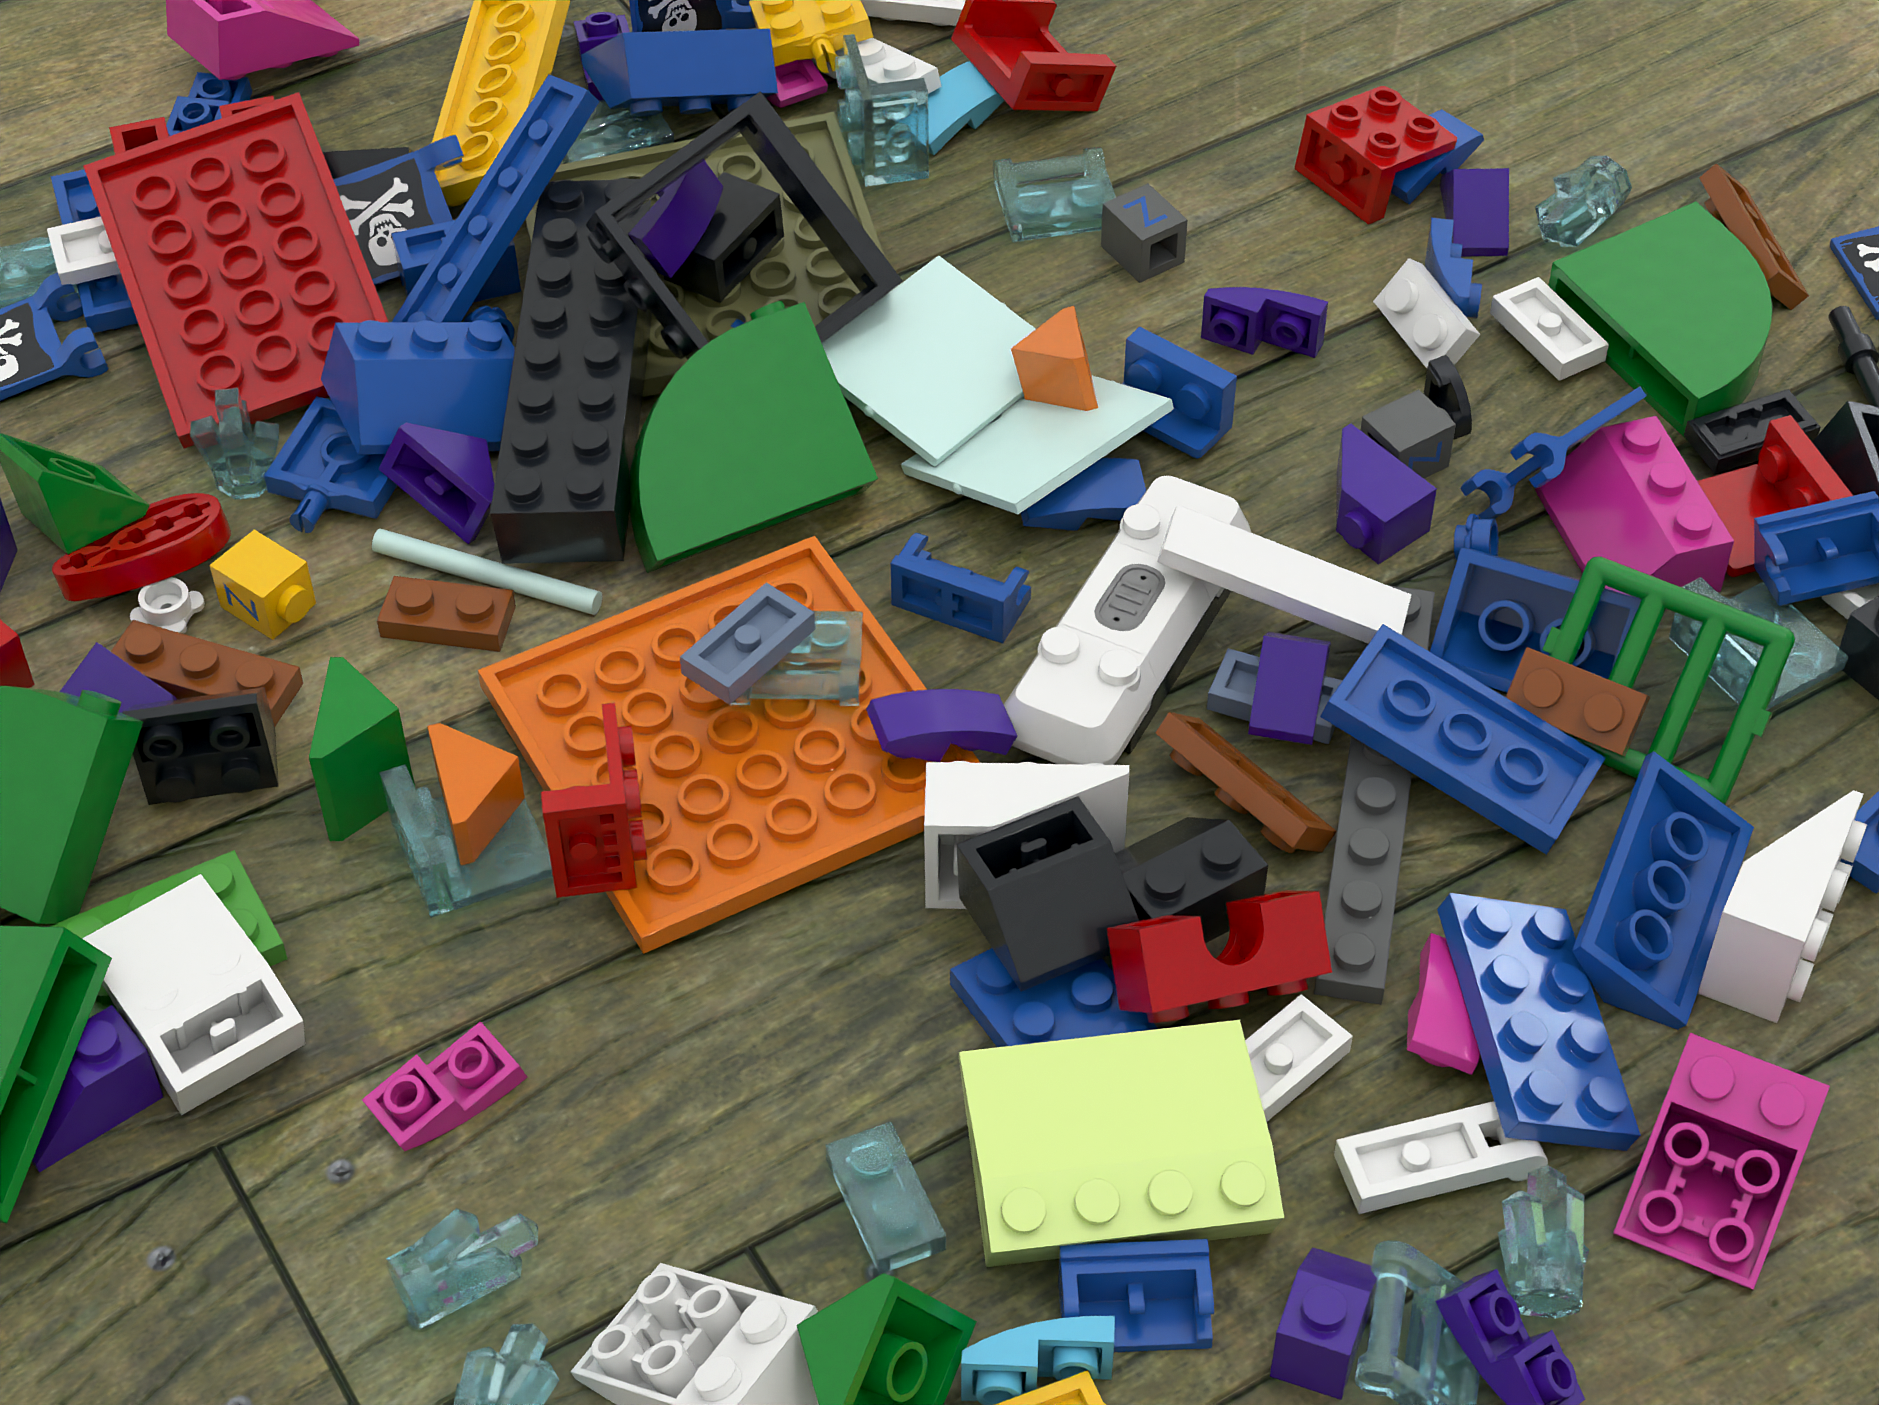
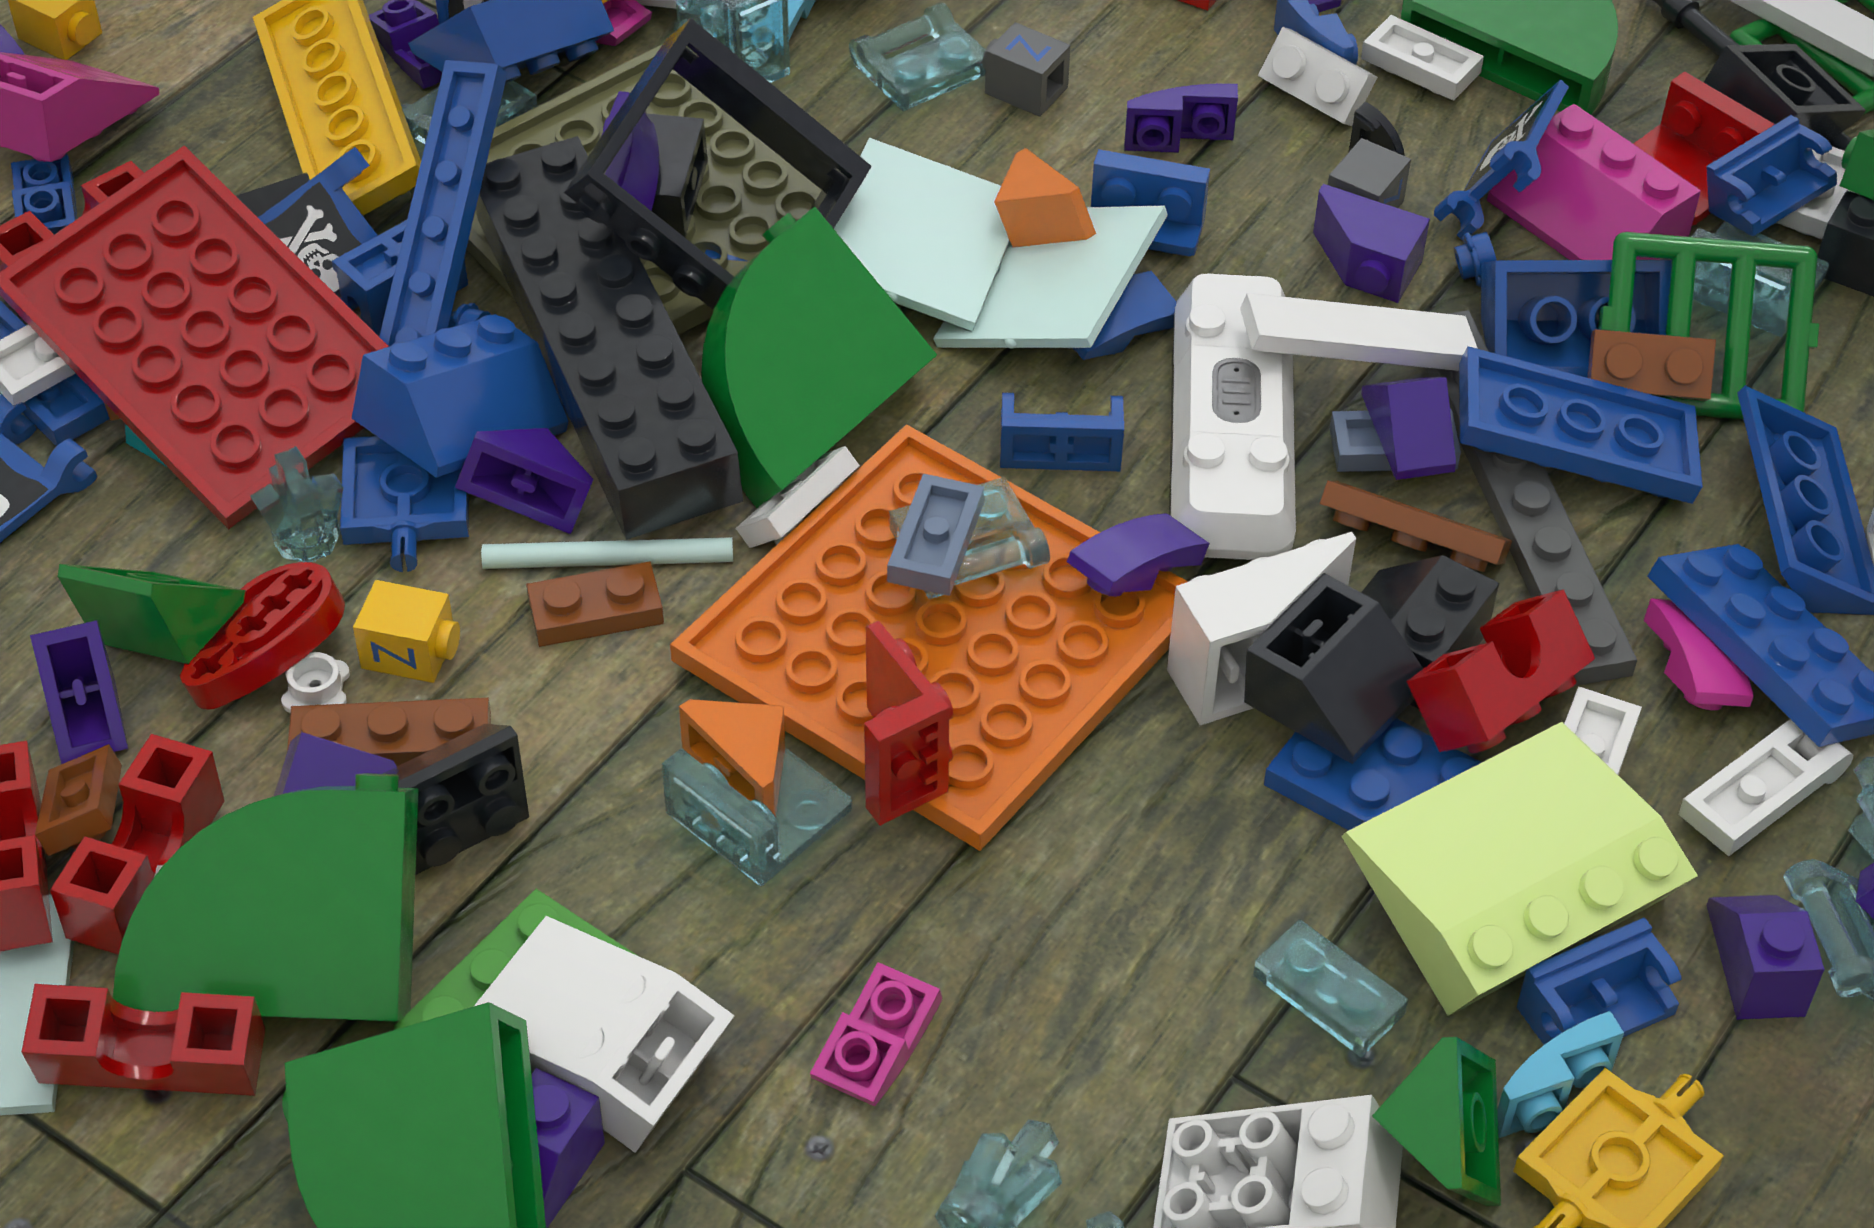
camera: 25 degrees left, 0 degrees up
(351, 744) = (615, 747): green slope -> none
(690, 567) = (789, 507): none -> white plate
(1738, 433) = (1635, 97): black plate -> none

